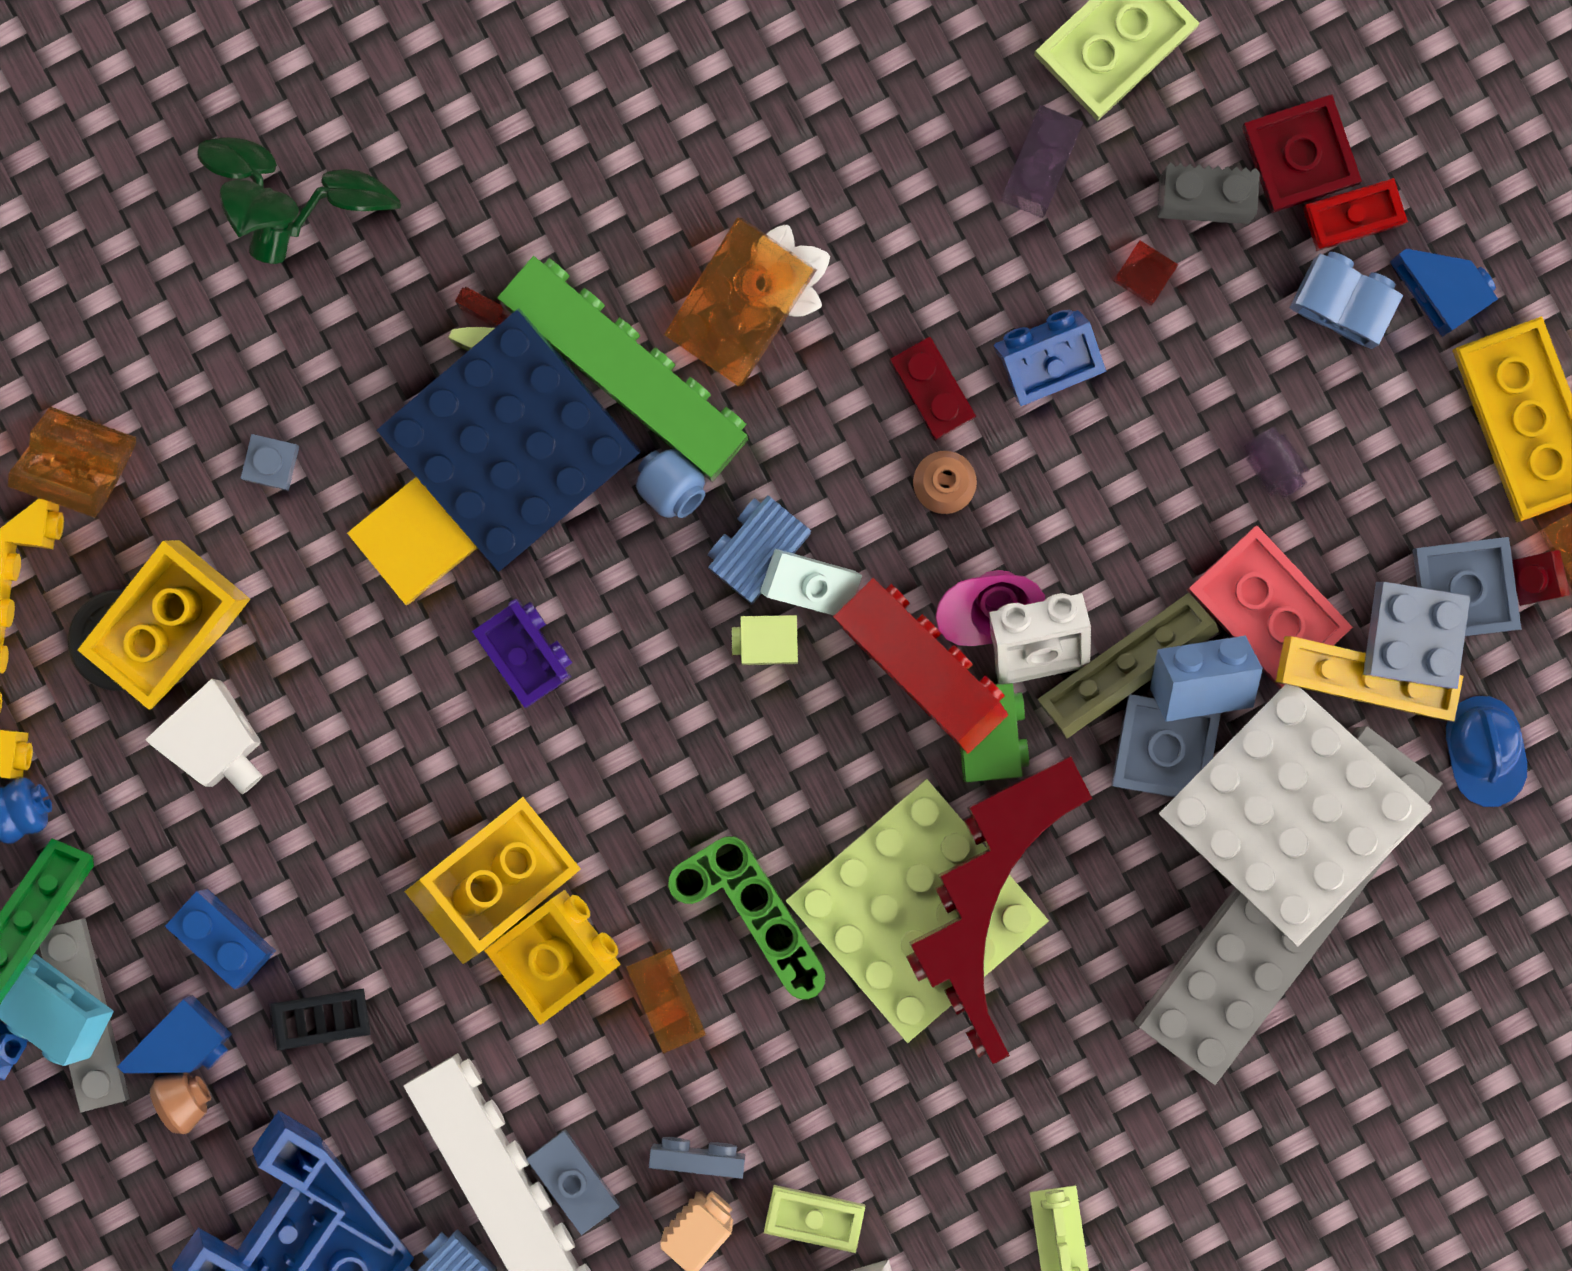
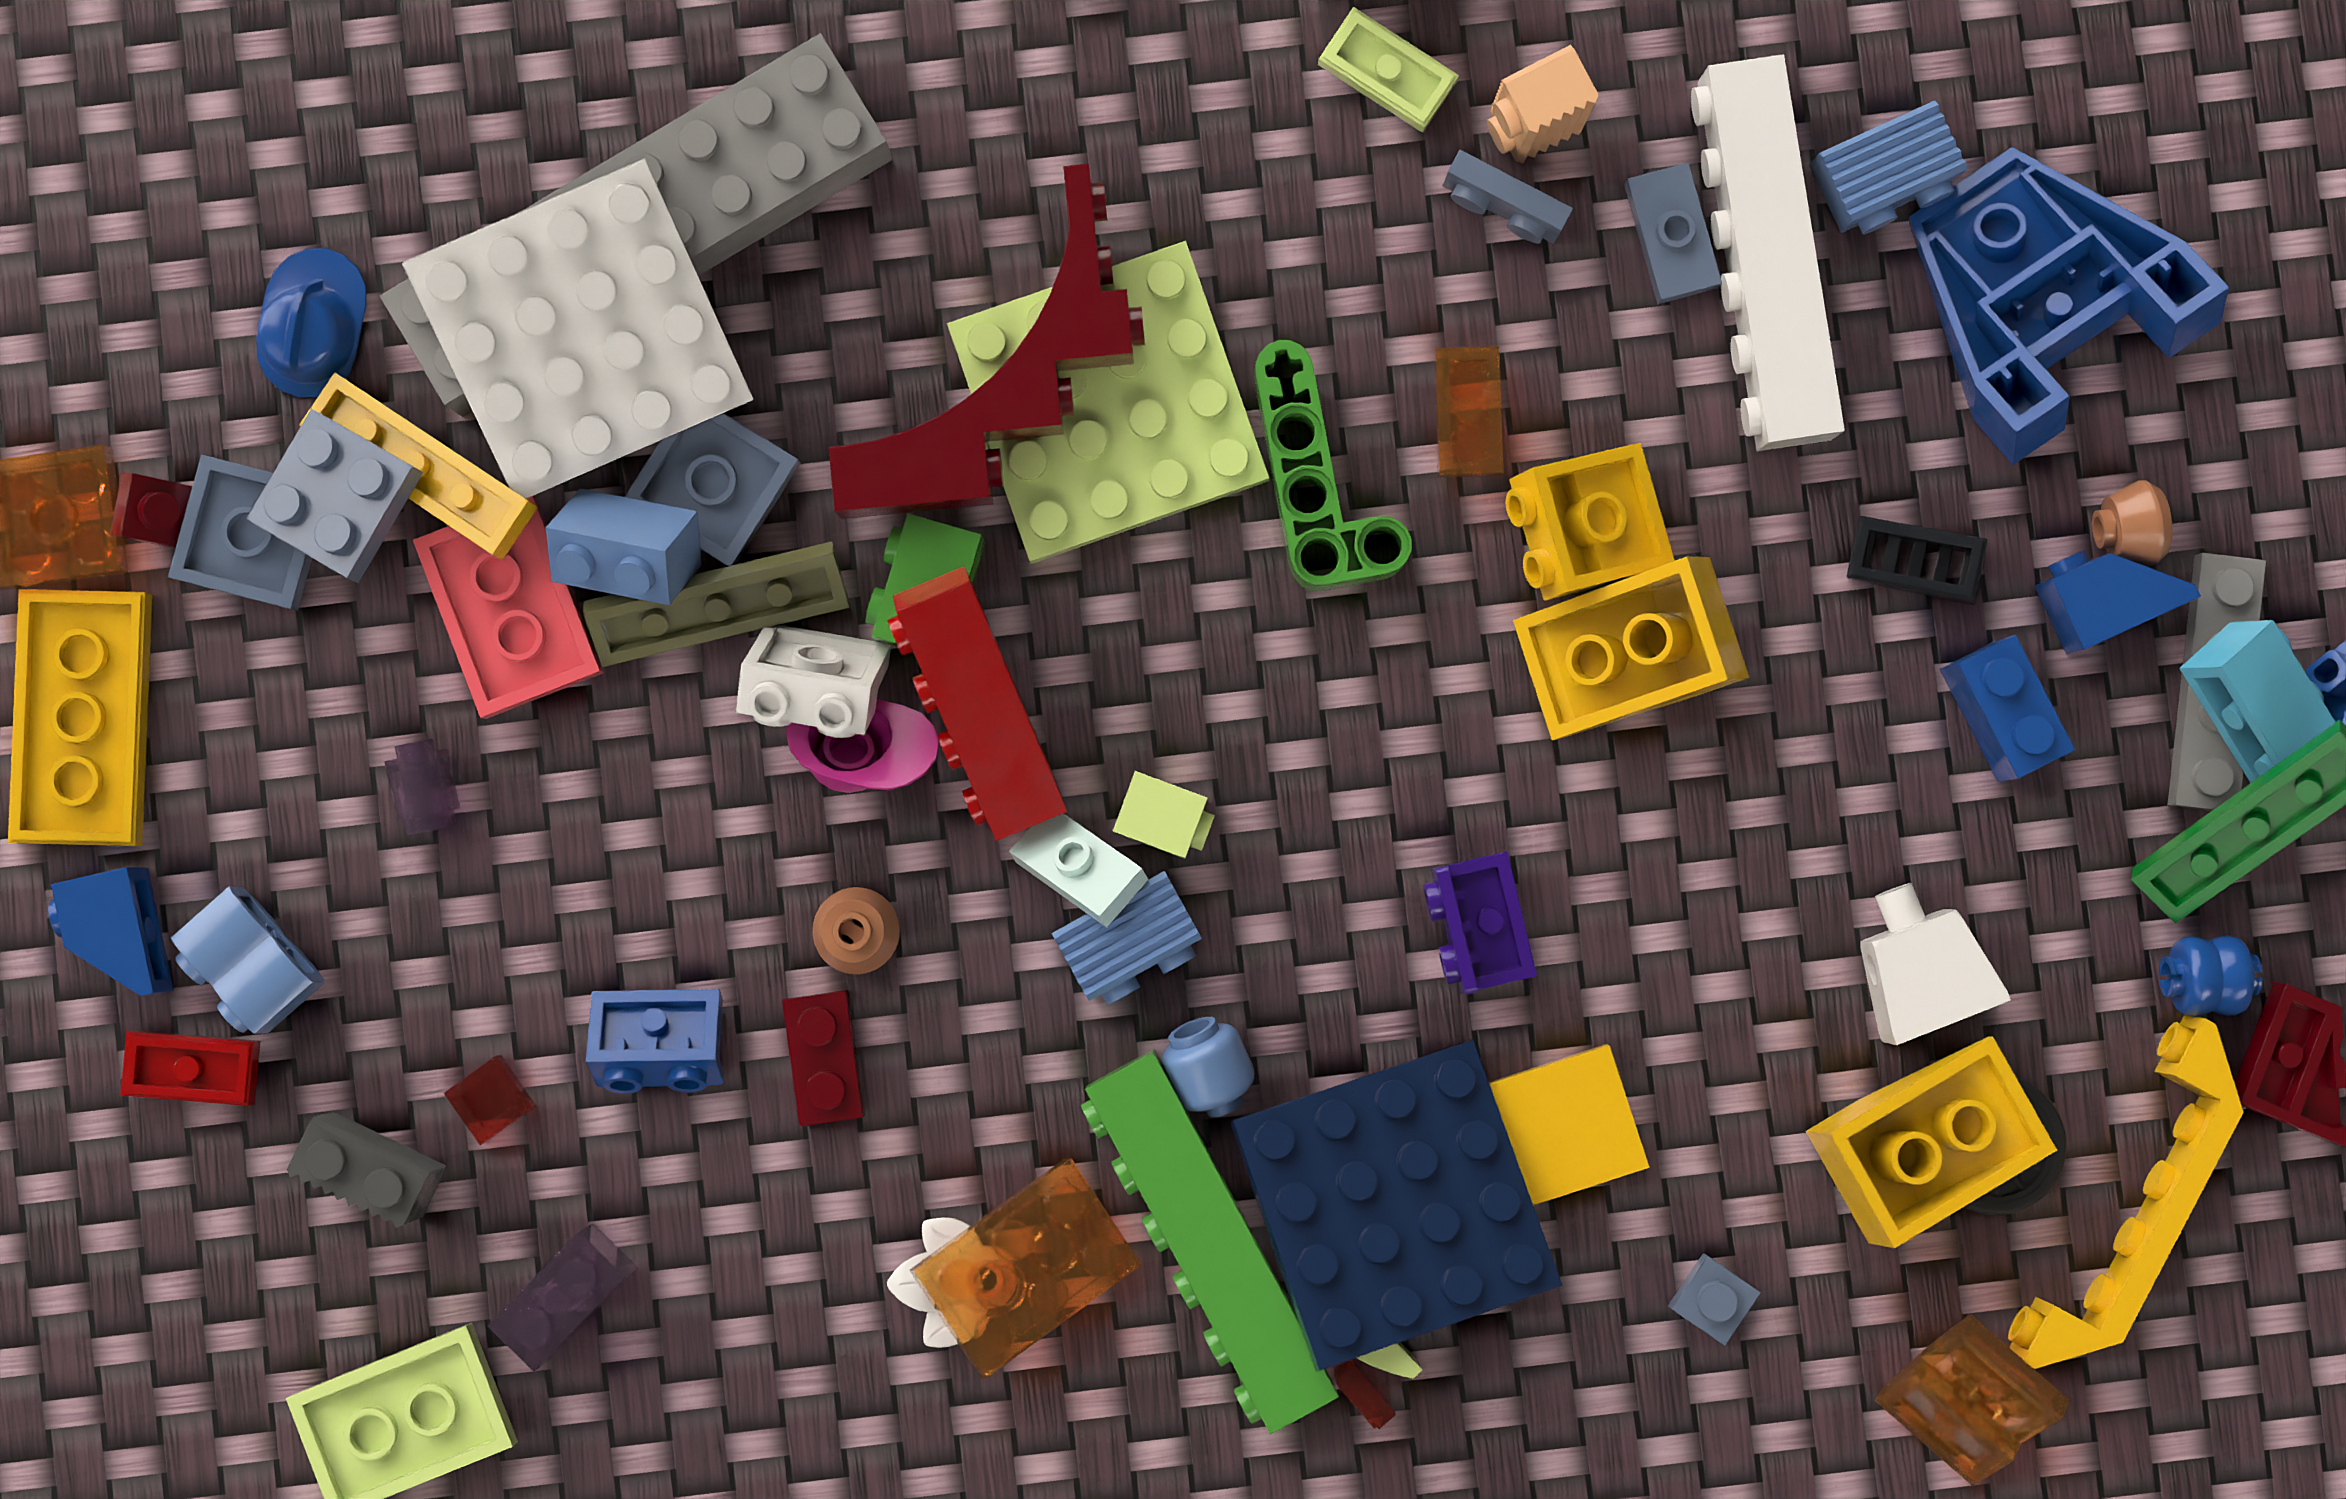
camera: 160 degrees left, 0 degrees up
(1301, 153) = (225, 1175): dark red plate -> none

